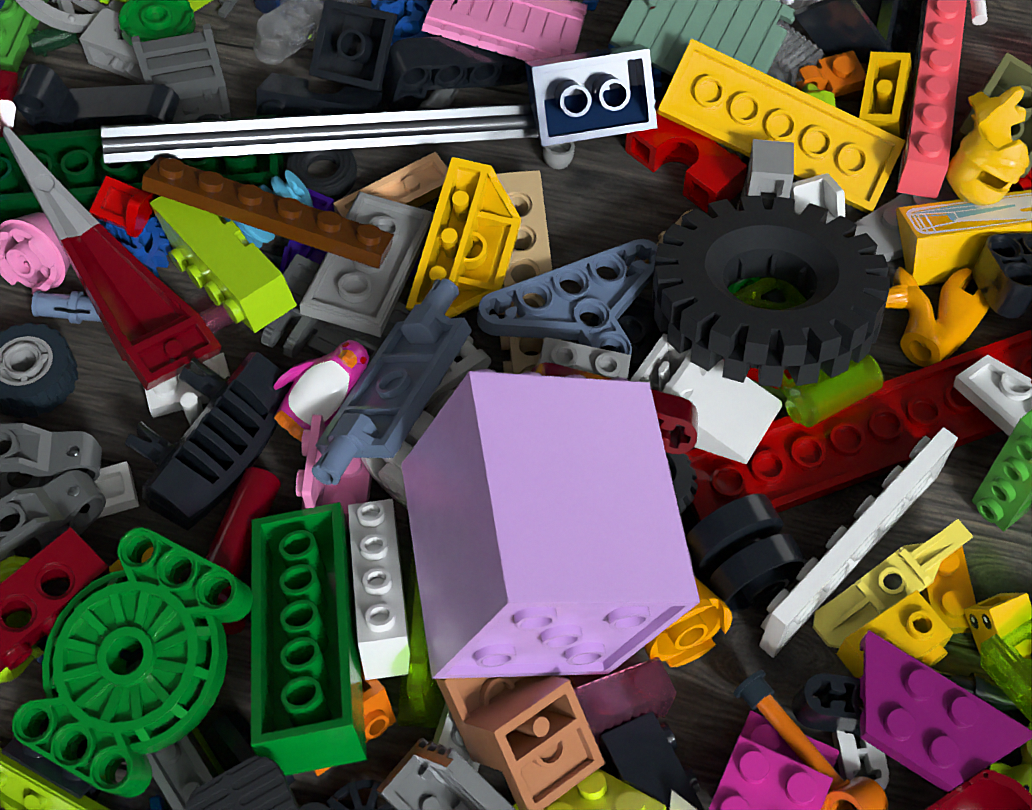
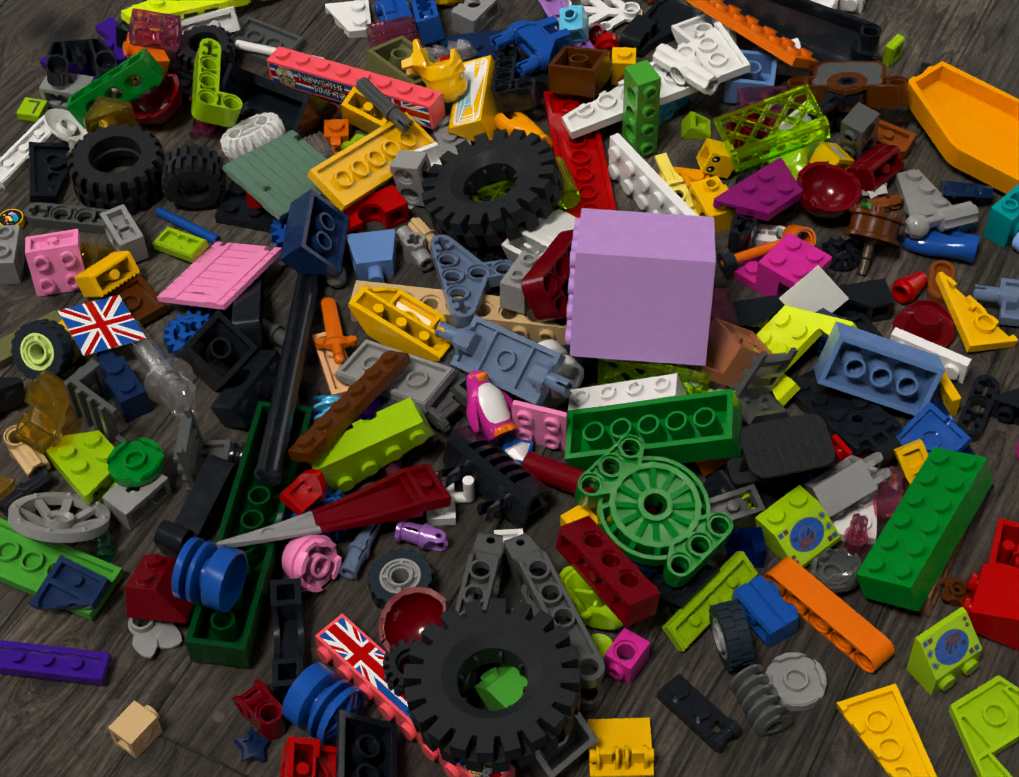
camera: 75 degrees left, 10 degrees down
(109, 378) = (422, 535): none -> medium lavender piece
(284, 460) = (517, 448): none -> tile
(424, 180) = (335, 340): none -> orange sword
(609, 185) = (373, 254): none -> medium blue torso
(647, 223) = (414, 248): none -> light grey axle
(881, 115) = (387, 107): none -> dark grey axle

